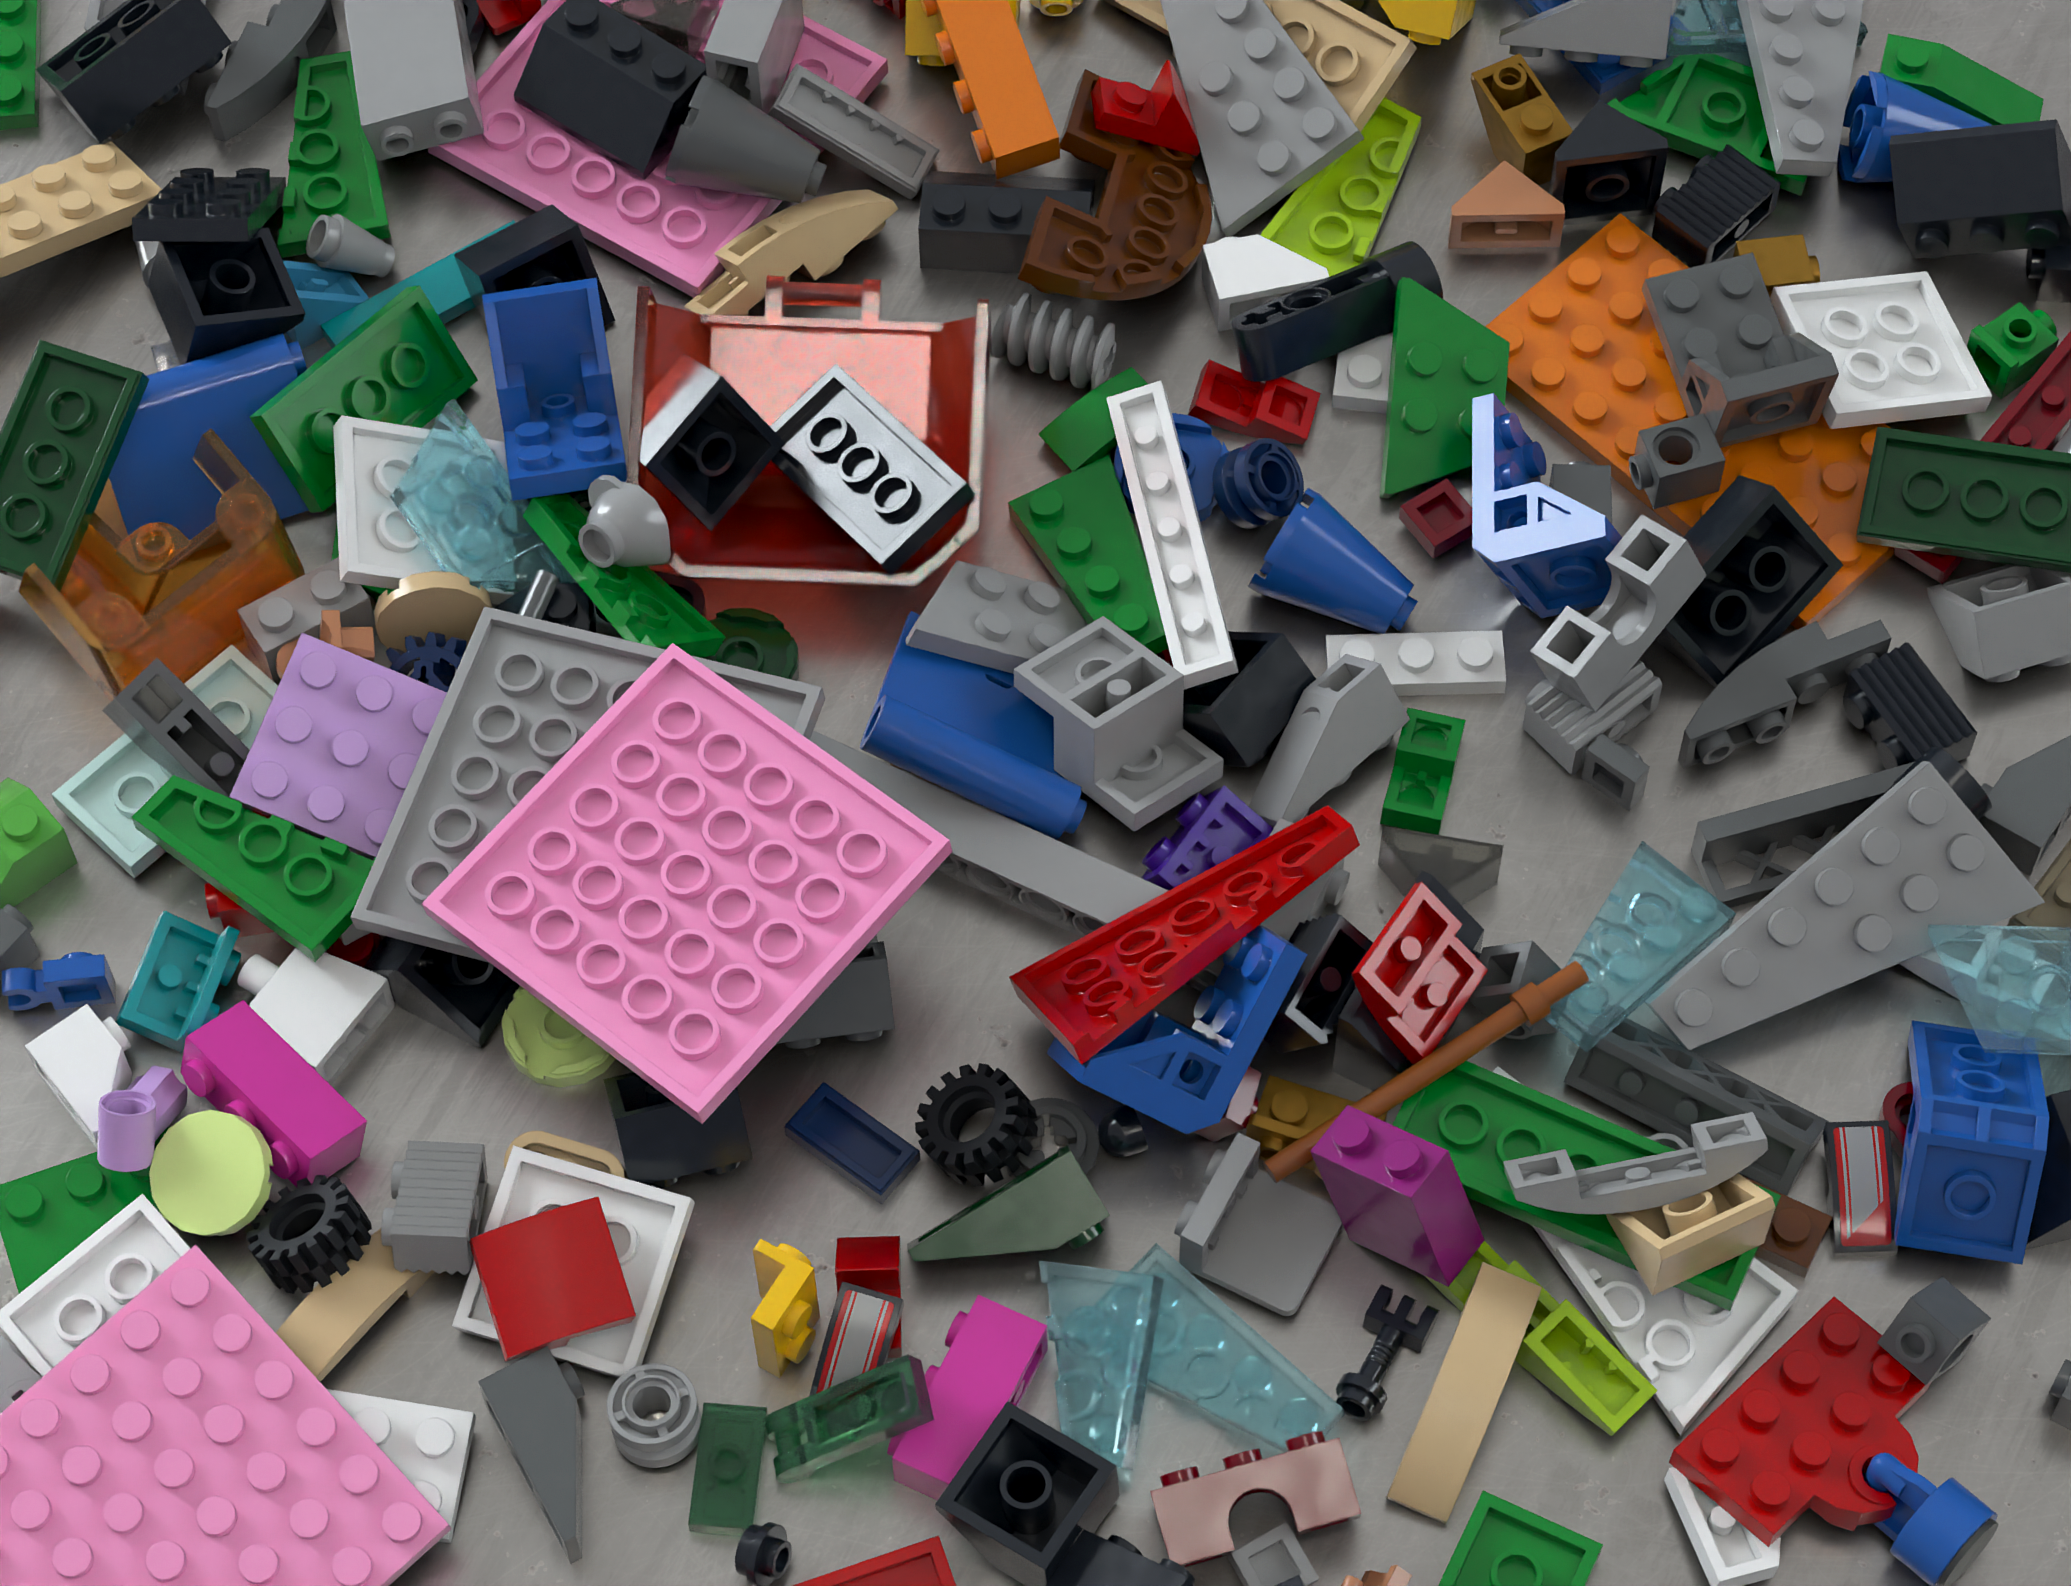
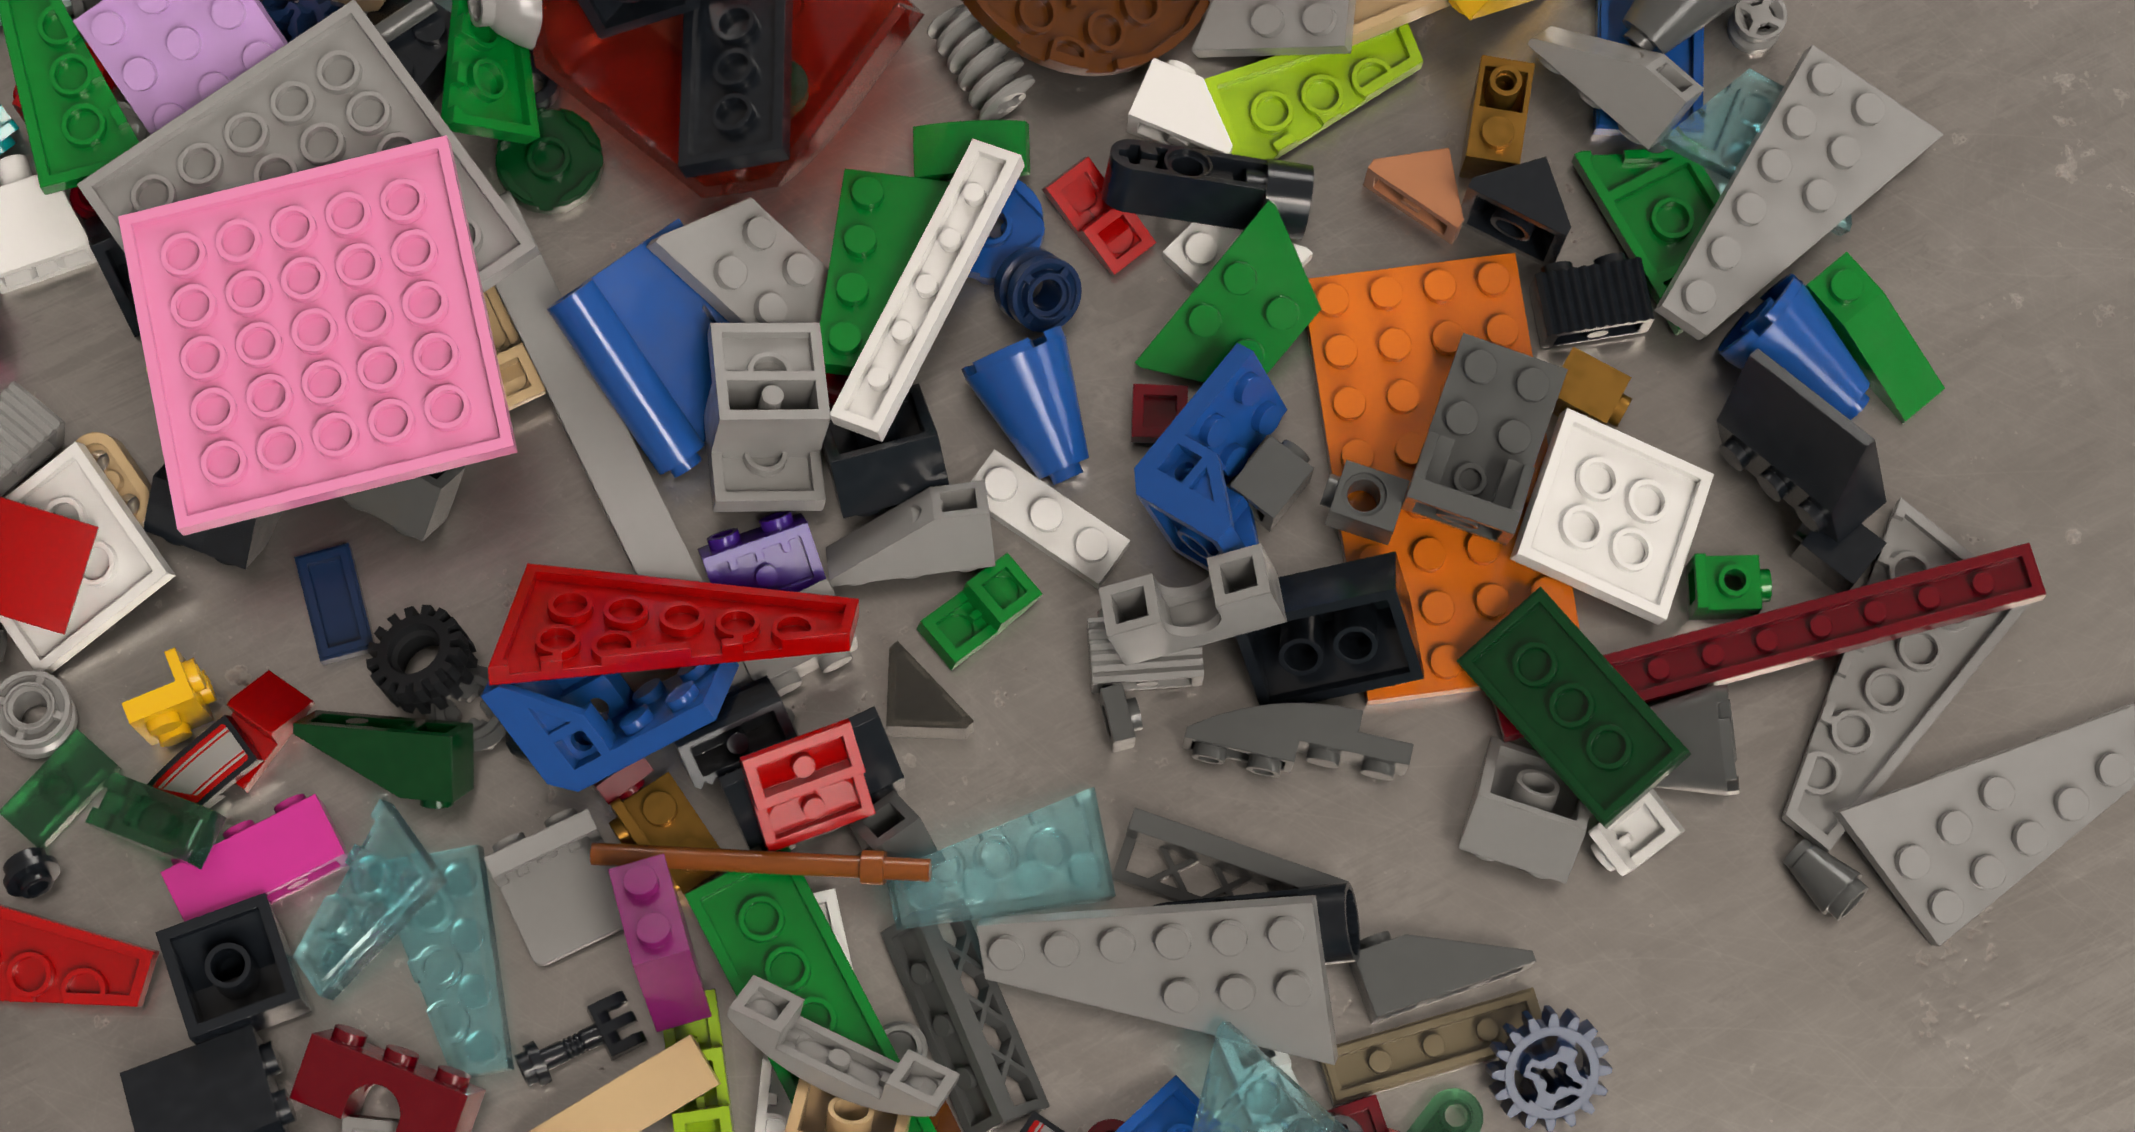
camera: 30 degrees right, 15 degrees up
(1905, 709) = (1378, 831): black brick -> none

